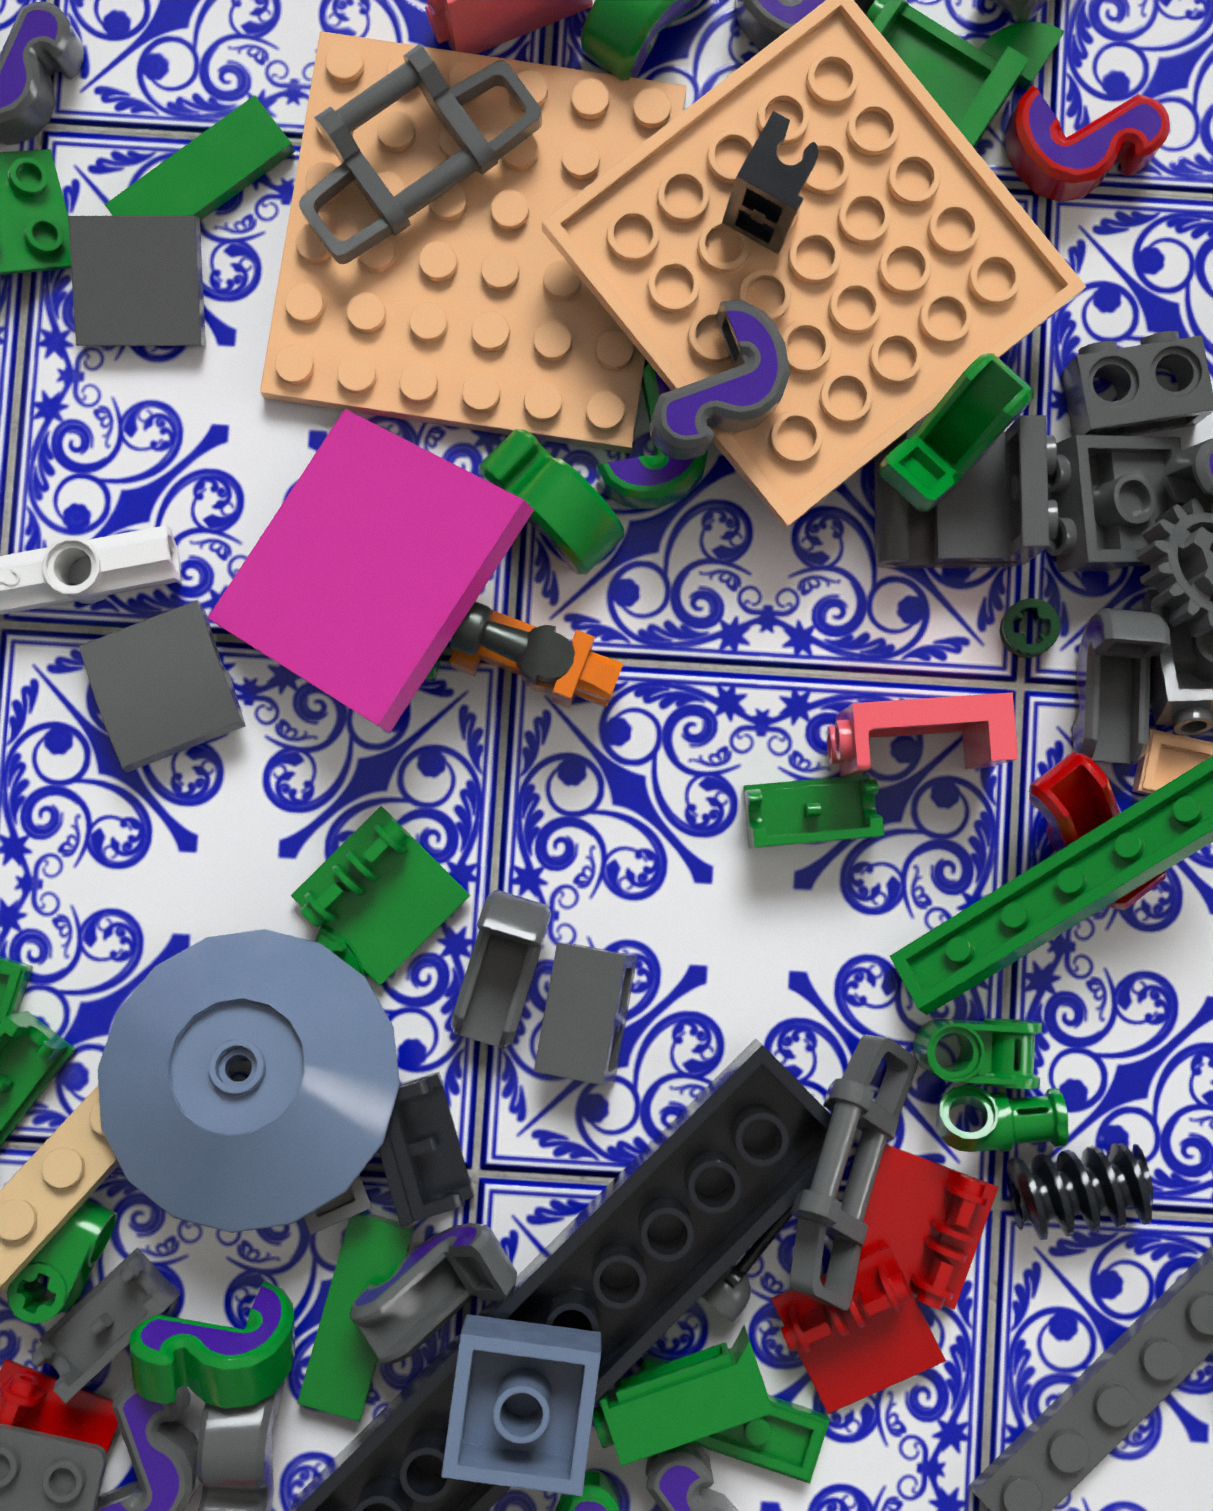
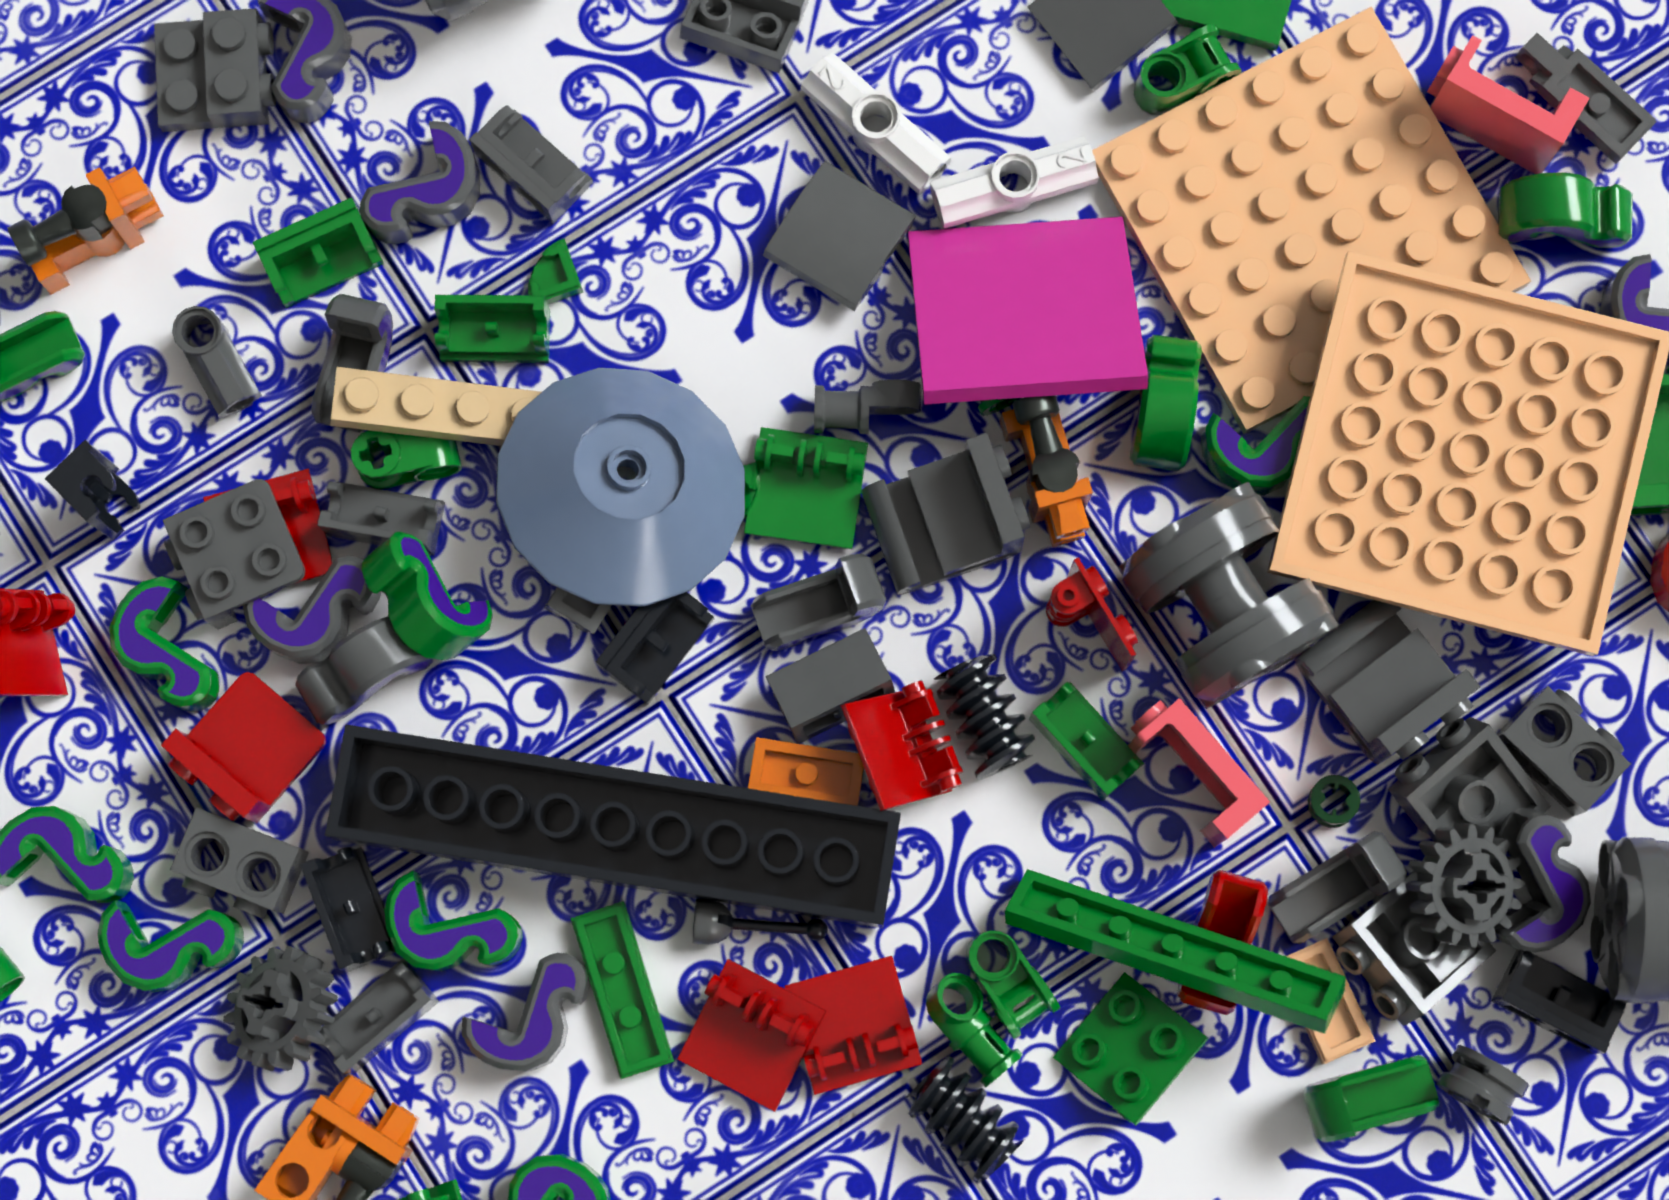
camera: 60 degrees right, 5 degrees down
(247, 446) = (1046, 171): none -> white piece
(250, 237) = (1190, 65): none -> green piece
(338, 796) = (853, 408): none -> dark grey connector
(340, 1360) = (509, 682): green tile -> none
(431, 1289) = (568, 715): dark grey animal -> none
(447, 104) = (1363, 173): dark grey bar -> none
(507, 786) = (947, 517): none -> dark grey piece
(522, 1405) = (546, 817): sand blue brick -> none
(651, 1097) = (806, 771): none -> orange plate
(681, 710) = (1084, 595): none -> red hinge
(682, 1401) = (617, 939): green window -> none
(695, 994) = (899, 746): none -> red hinge
(721, 889) = (984, 716): none -> black piece
(731, 399) = (1321, 462): dark grey animal -> none
(768, 191) = (1479, 378): black hinge -> none
(818, 1208) = (820, 922): dark grey bar -> none
(831, 589) = (1207, 563): none -> dark grey piece
(956, 432) = (1419, 636): green animal -> none
(1125, 985) = (1130, 1048): none -> green hinge

